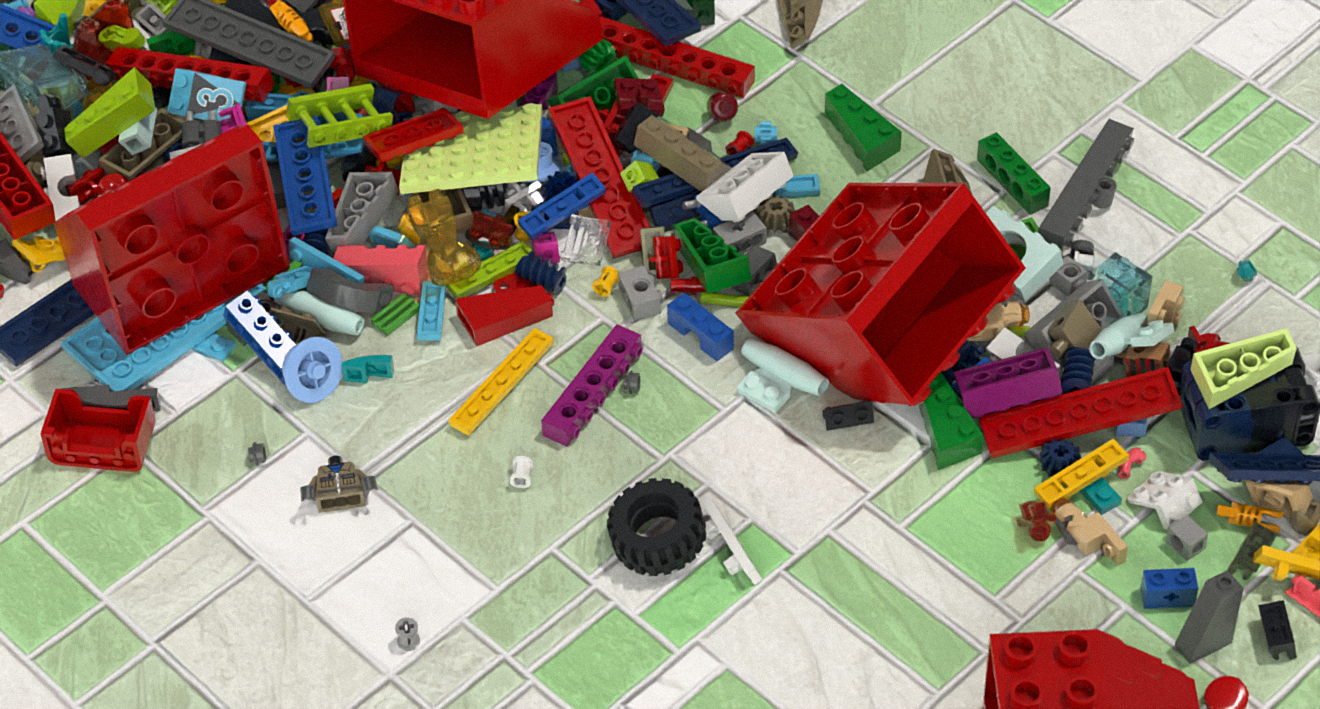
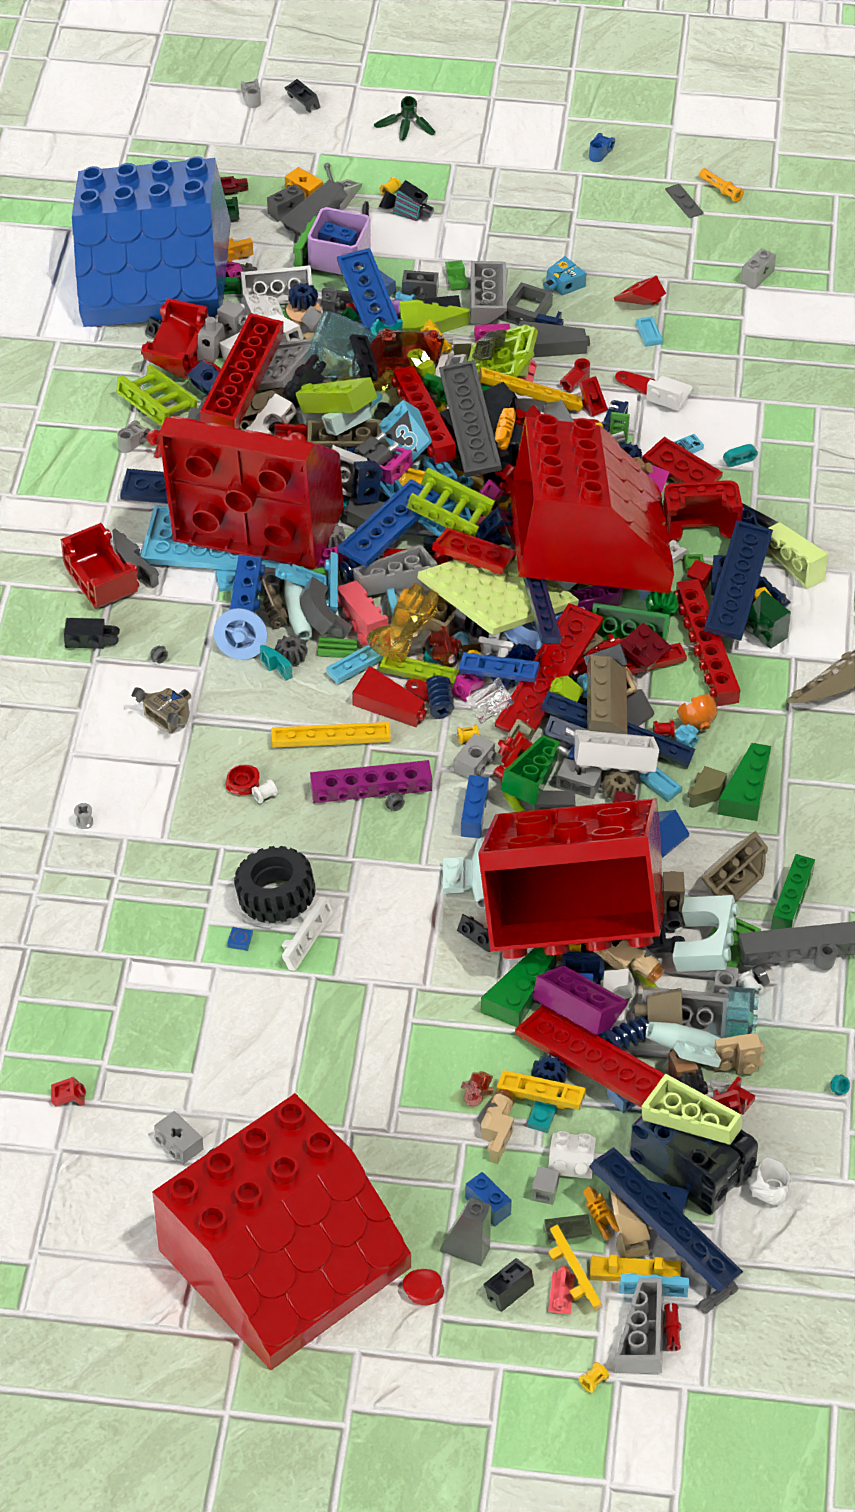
camera: 50 degrees right, 0 degrees up
(170, 492) = (89, 633): none -> black hinge
(365, 344) = (292, 648): none -> dark grey gear
(488, 480) = (242, 779): none -> red piece
(541, 124) = (542, 611): none -> dark blue plate
(683, 599) = (240, 938): none -> blue tile
(722, 106) = (684, 694): dark red head -> none
(751, 109) = (699, 712): none -> orange cylinder
(836, 155) = (707, 788): none -> olive slope
(1135, 455) = (585, 1113): coral arm -> none

